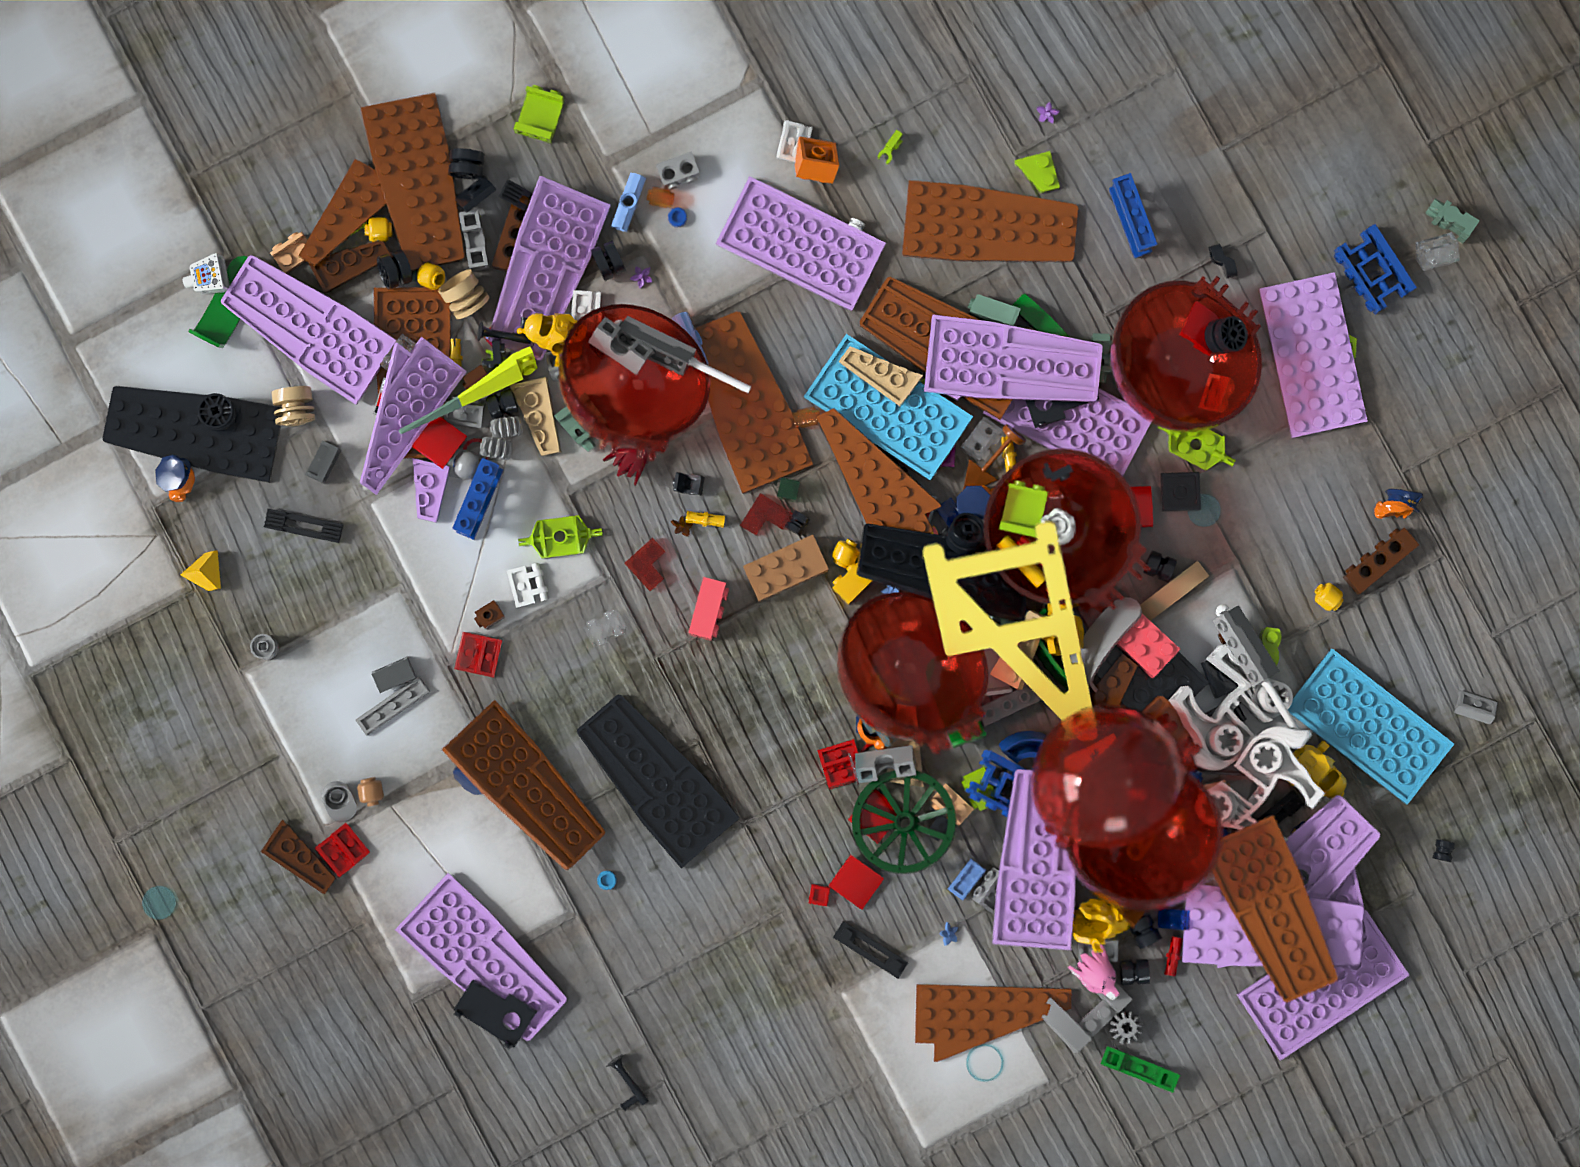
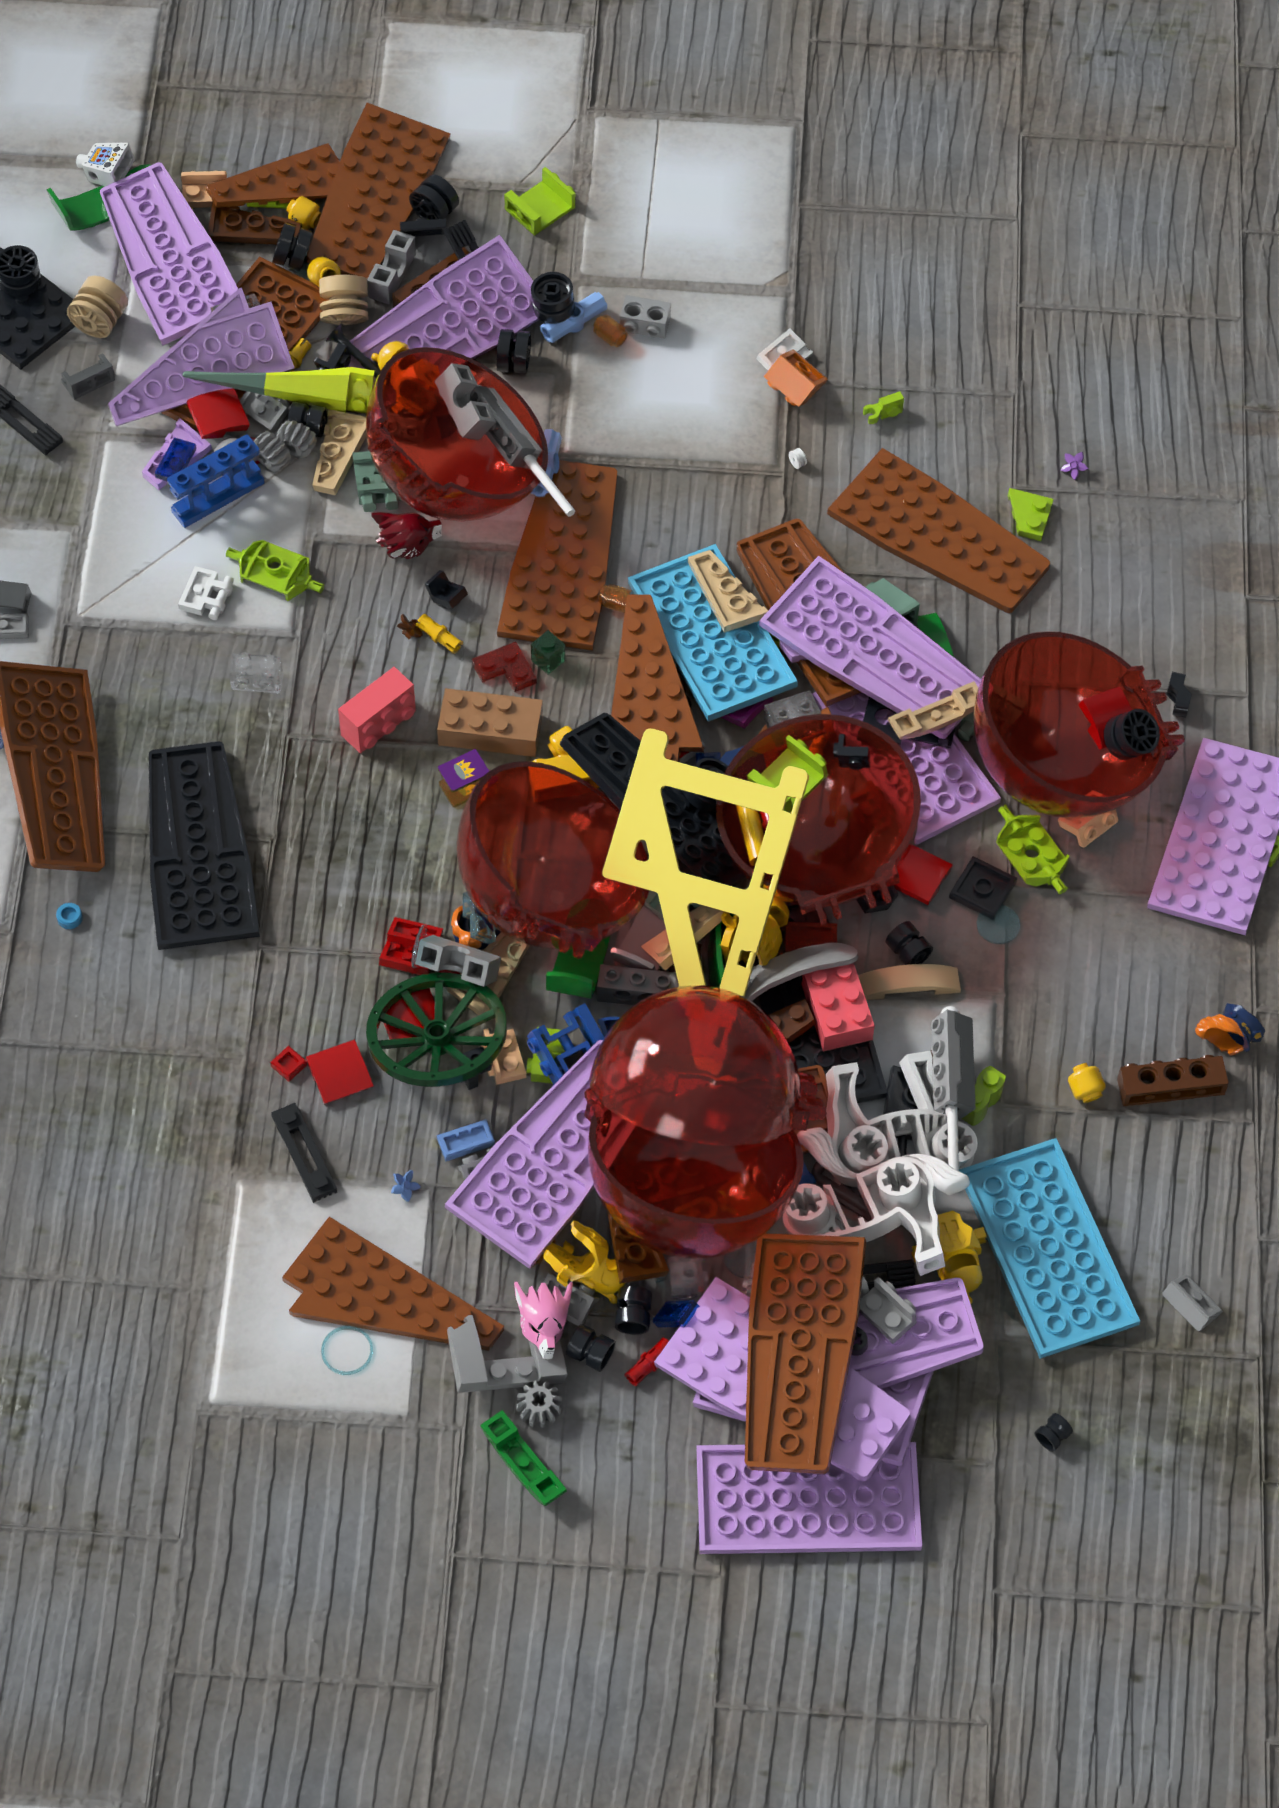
camera: 30 degrees right, 25 degrees down
(437, 498) = (175, 459): none -> clear blue plate
(478, 654) = (104, 628): red slope -> none
(489, 615) = (144, 596): reddish brown brick -> none
(609, 194) = (553, 297): none -> black wheel
(641, 276) = (539, 389): medium lavender plant -> none
(642, 561) = (343, 636): clear red plate -> none
(677, 217) = (614, 359): blue tile -> none
(794, 526) = (535, 688): black wheel -> none
(796, 622) = (461, 776): none -> piece
(800, 243) = (726, 445): lavender plate -> none
(1064, 525) = (817, 811): white hair -> none
(1084, 391) = (935, 715): none -> tan slope
(1132, 215) = (1104, 588): blue fence -> none
(1308, 847) = (888, 1310): none -> light grey bracket

